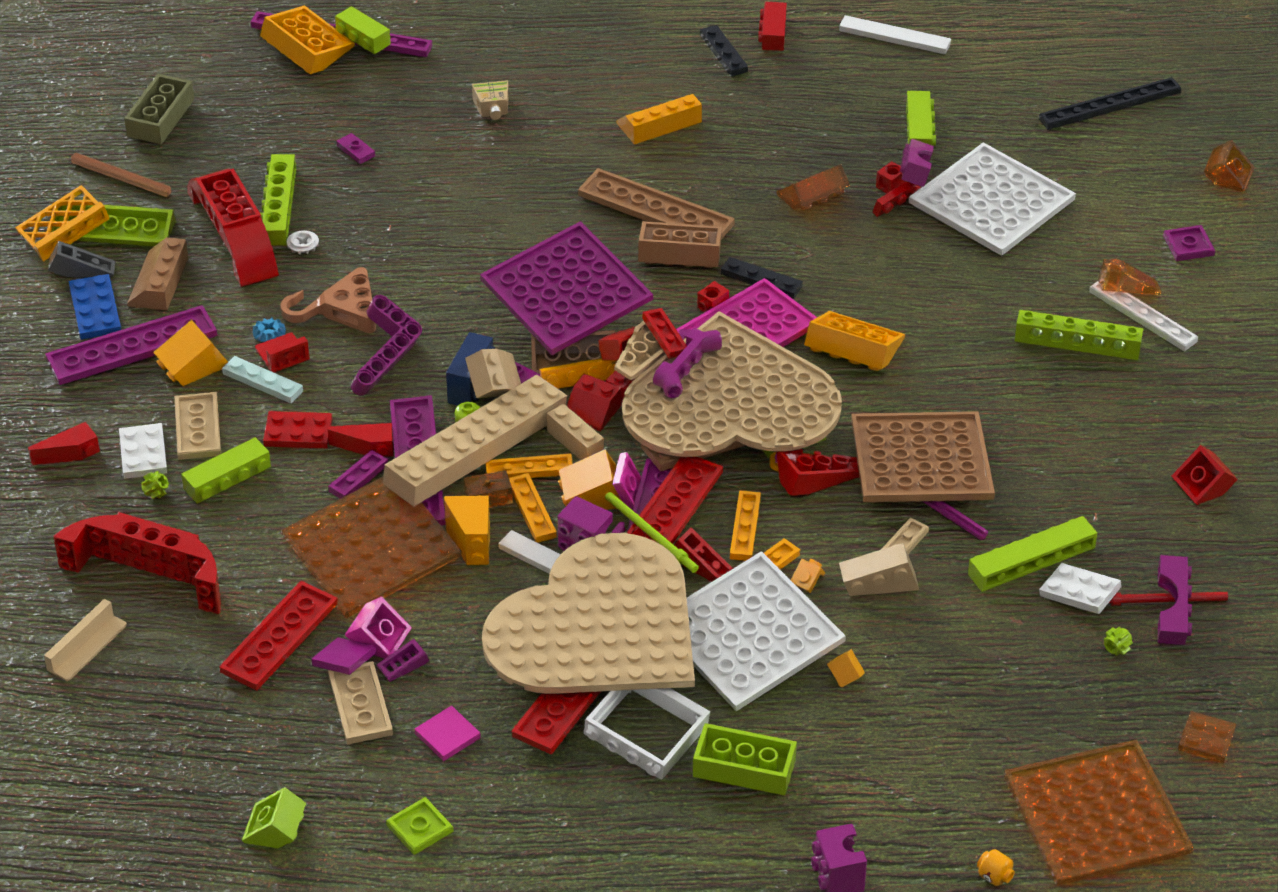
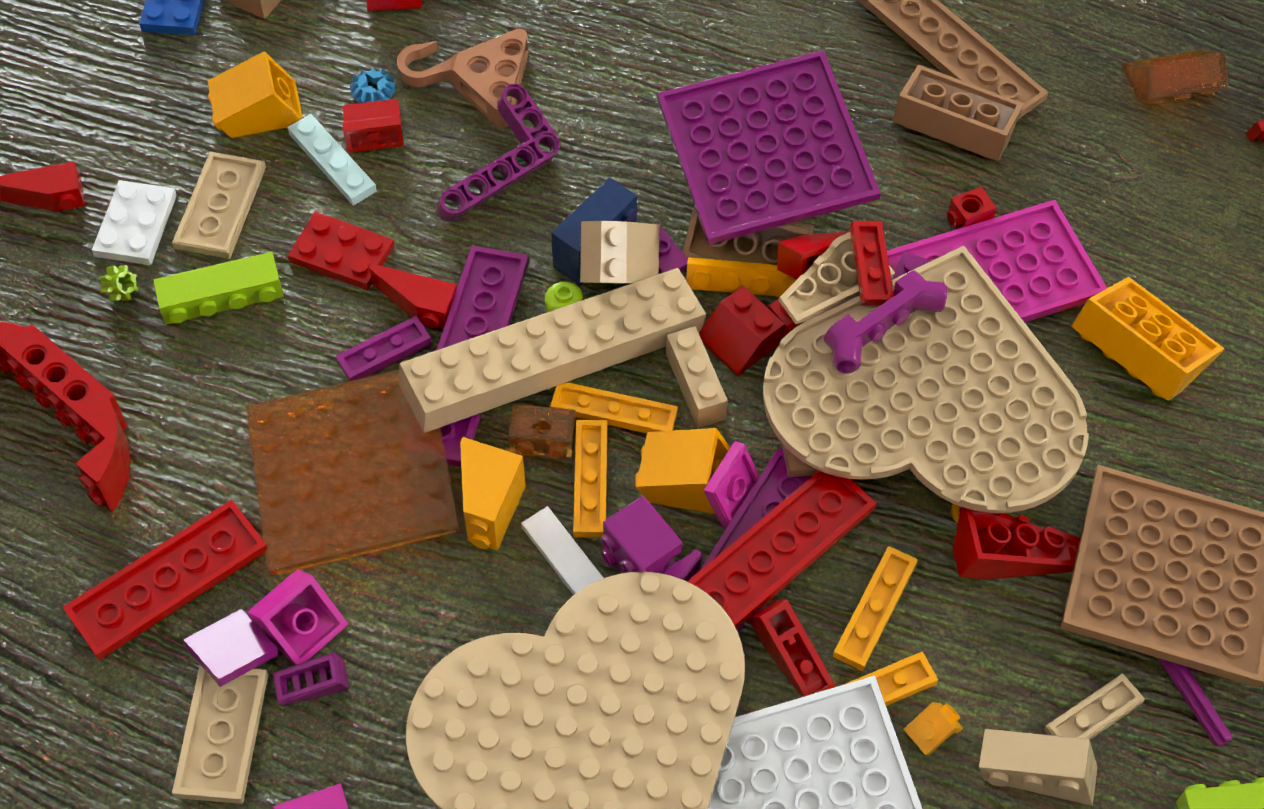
camera: 20 degrees right, 15 degrees up
(123, 346) = (185, 57): magenta plate -> none
(679, 554) = (752, 641): lime bar -> none
(752, 274) = (1045, 187): black plate -> none

